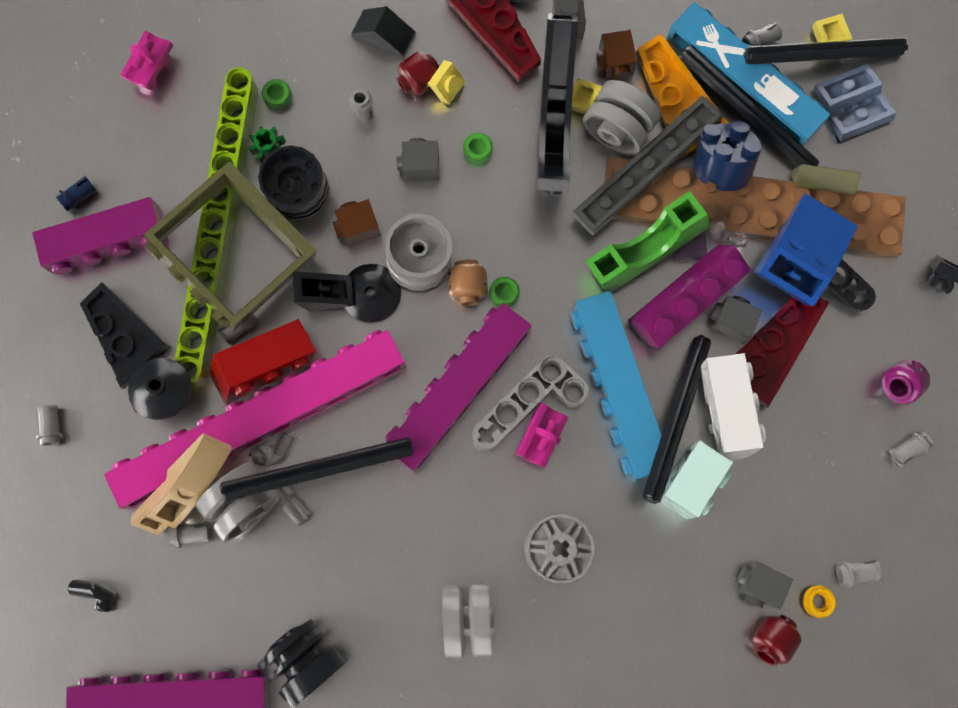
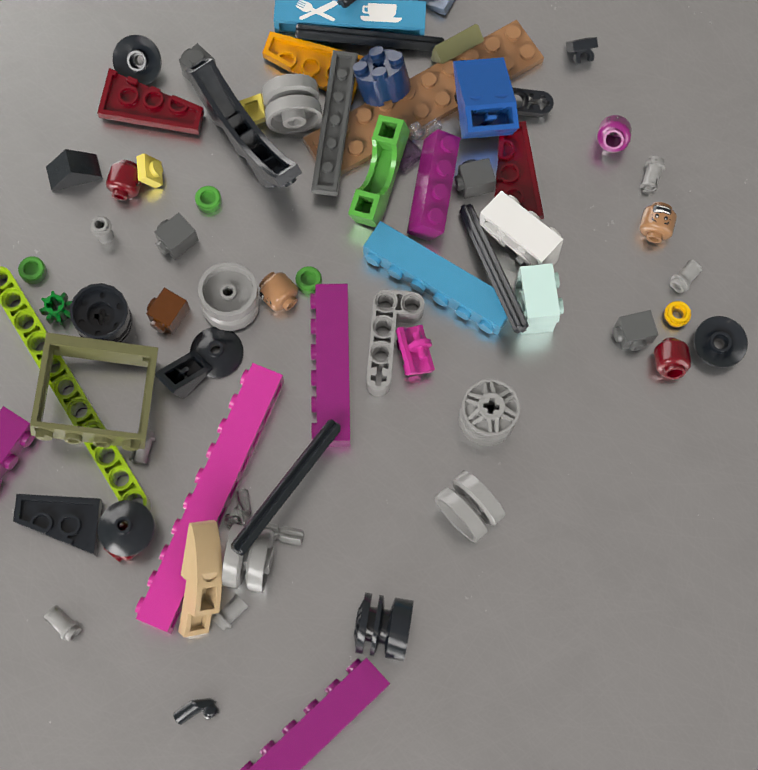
camera: 45 degrees left, 5 degrees down
(261, 361) = (180, 456): red wedge -> none
(617, 55) = (252, 66): reddish brown brick -> none
(852, 666) = (728, 333): none -> black dish
(875, 499) = (658, 222): none -> medium nougat head

